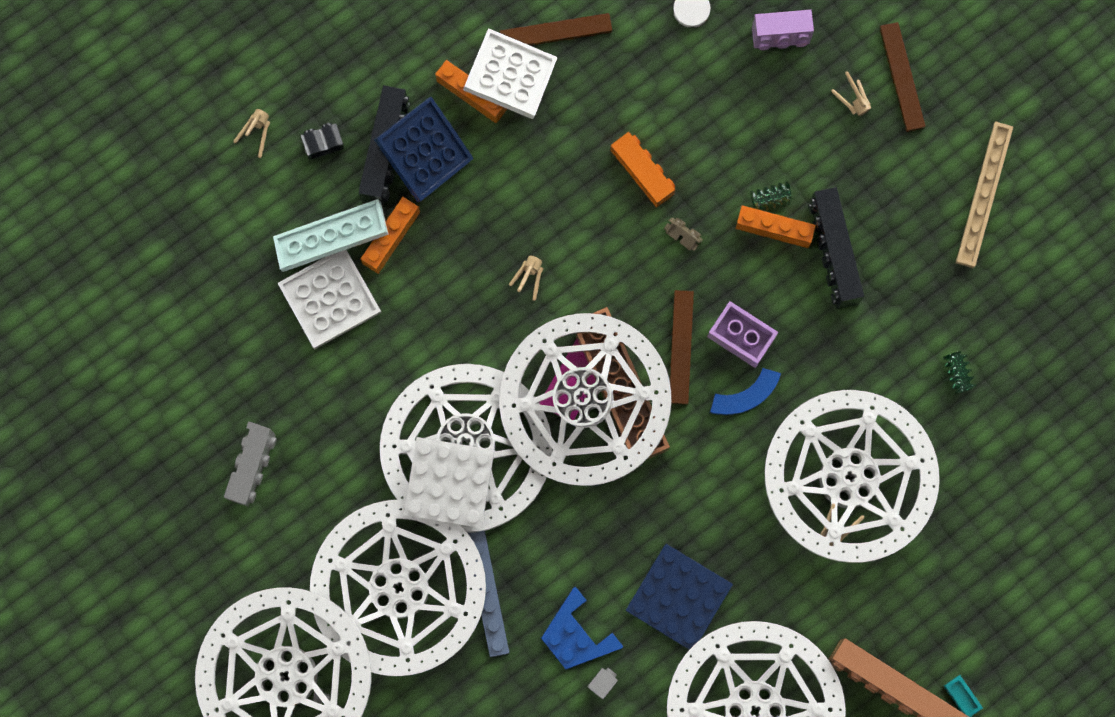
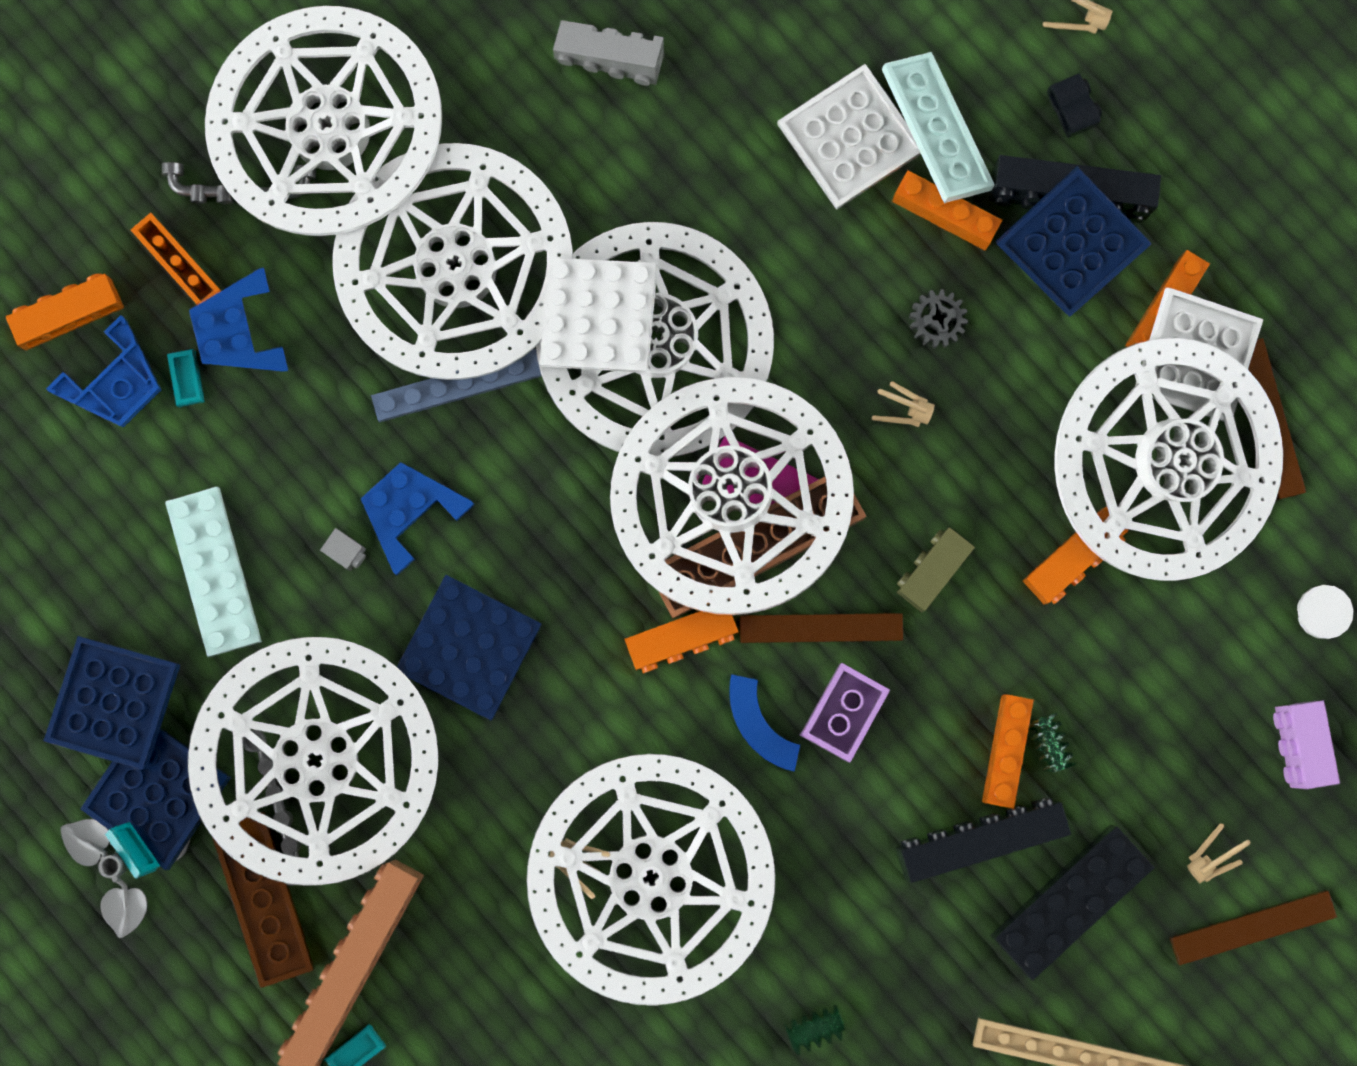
camera: 85 degrees right, 5 degrees up
(460, 249) = (940, 330): none -> dark grey gear
(582, 93) = (1174, 468): none -> white piece
(645, 265) = (934, 569): none -> olive brick
(678, 228) = (983, 630): dark tan hinge -> none
(682, 447) = (678, 637): none -> orange brick
(880, 193) = (1072, 901): none -> black brick

